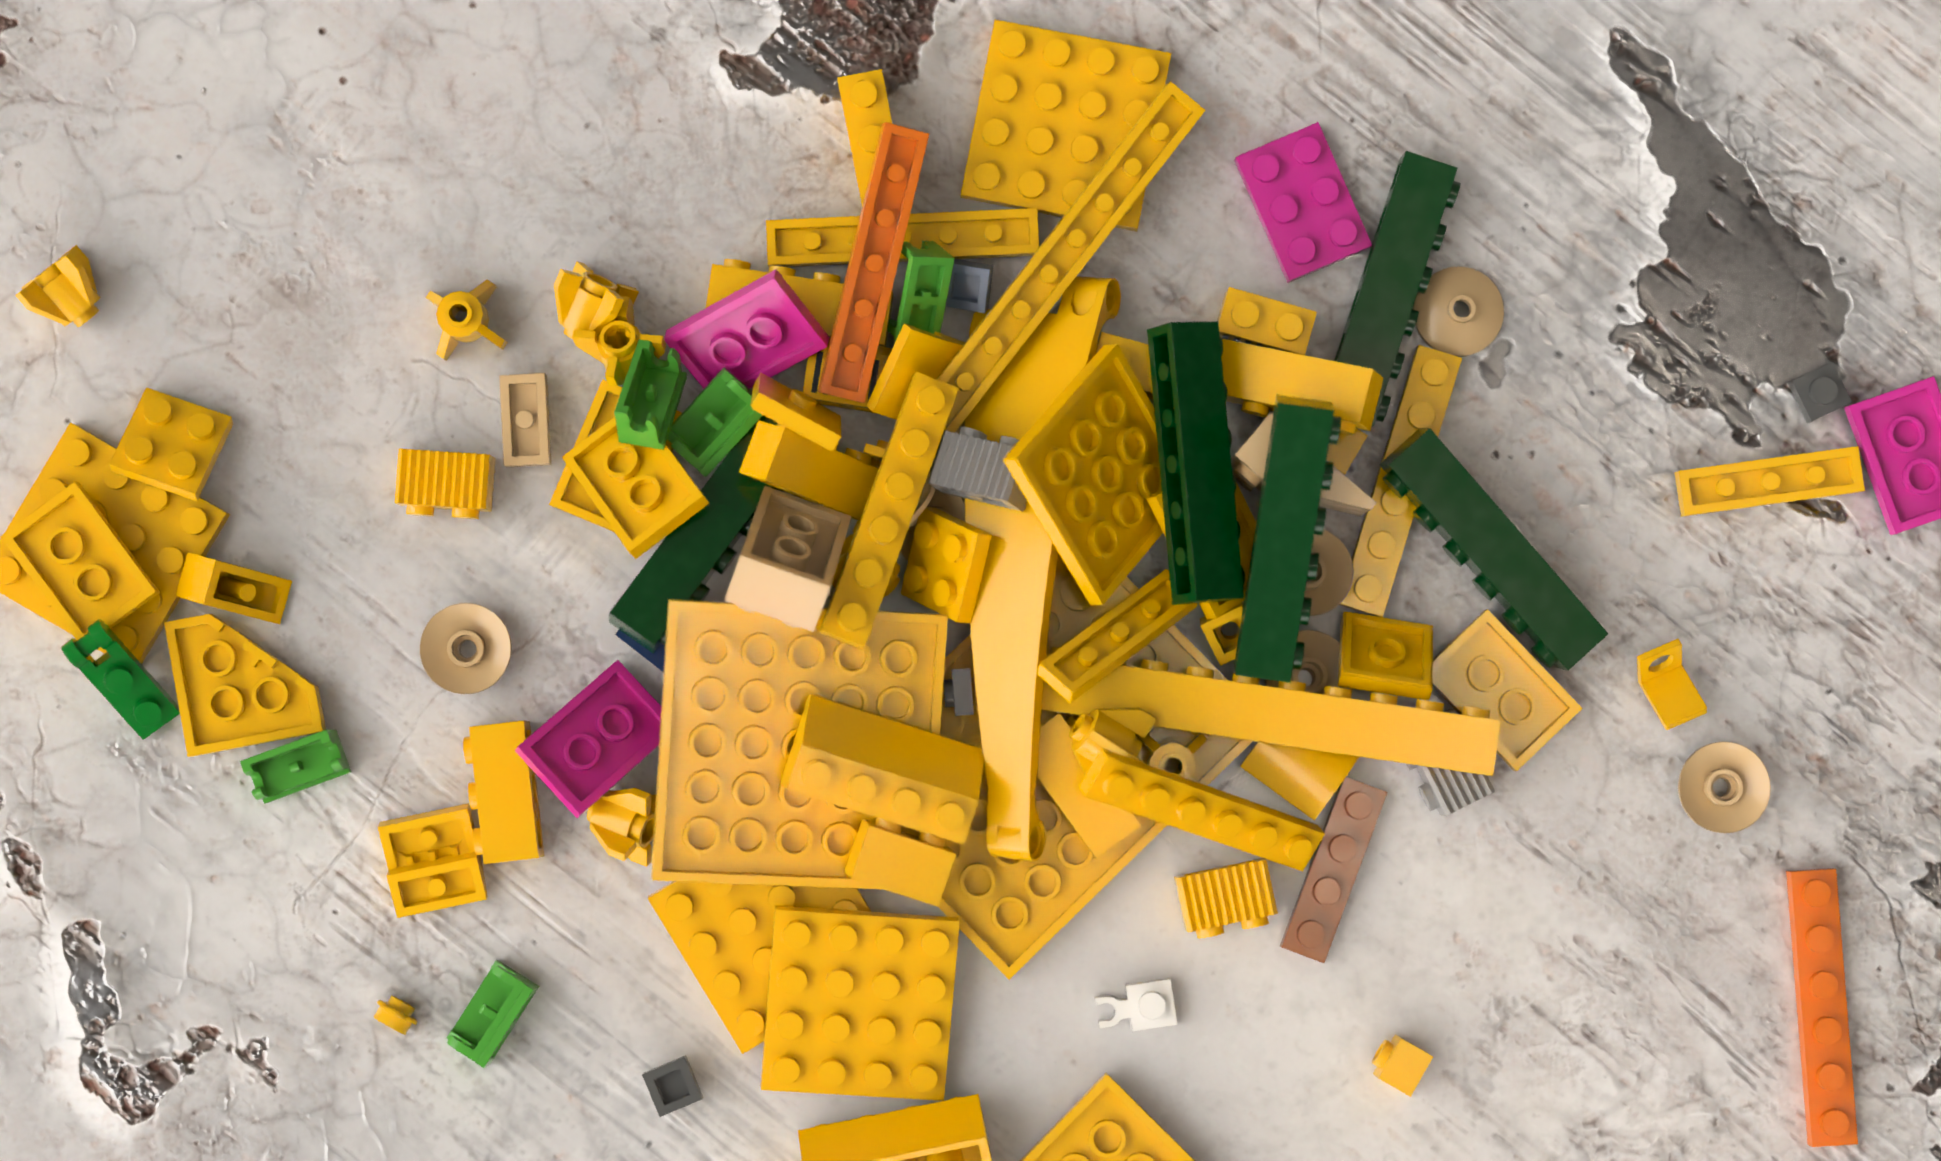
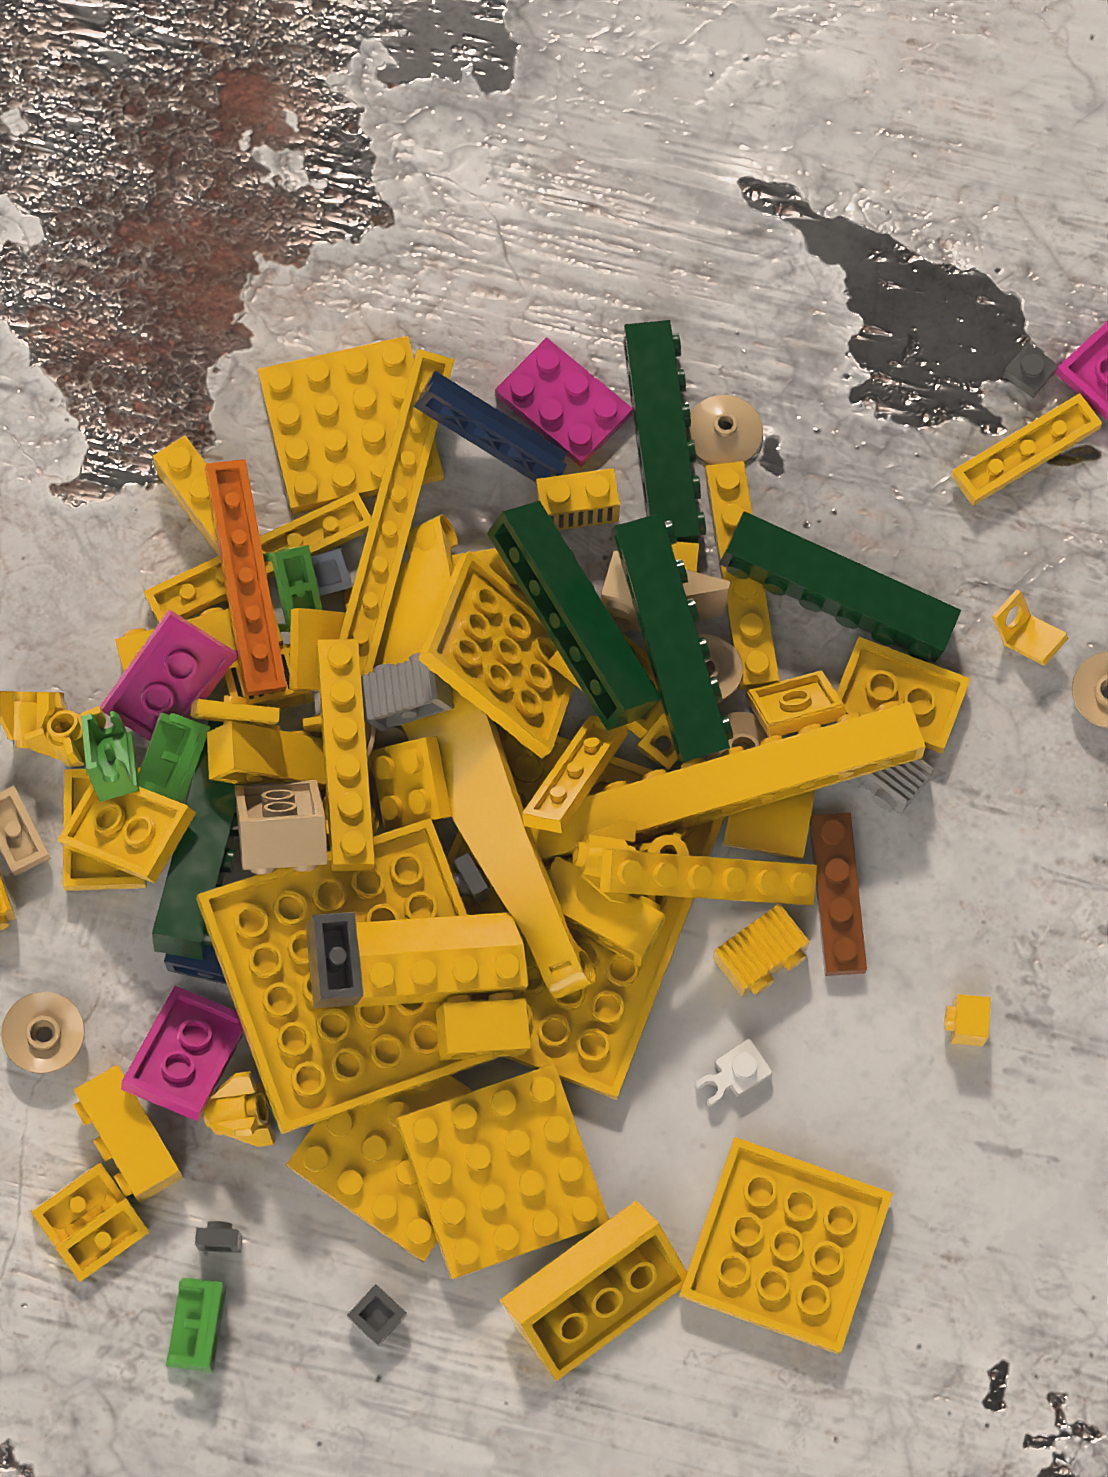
camera: 25 degrees left, 15 degrees down
(395, 1014) = (113, 1364): yellow plate -> none
(551, 938) = (218, 1238): none -> dark grey plate
(776, 735) = (334, 960): none -> flat silver brick
(1208, 207) = (490, 429): none -> dark blue fence
(1259, 373) = (590, 530): yellow brick -> none

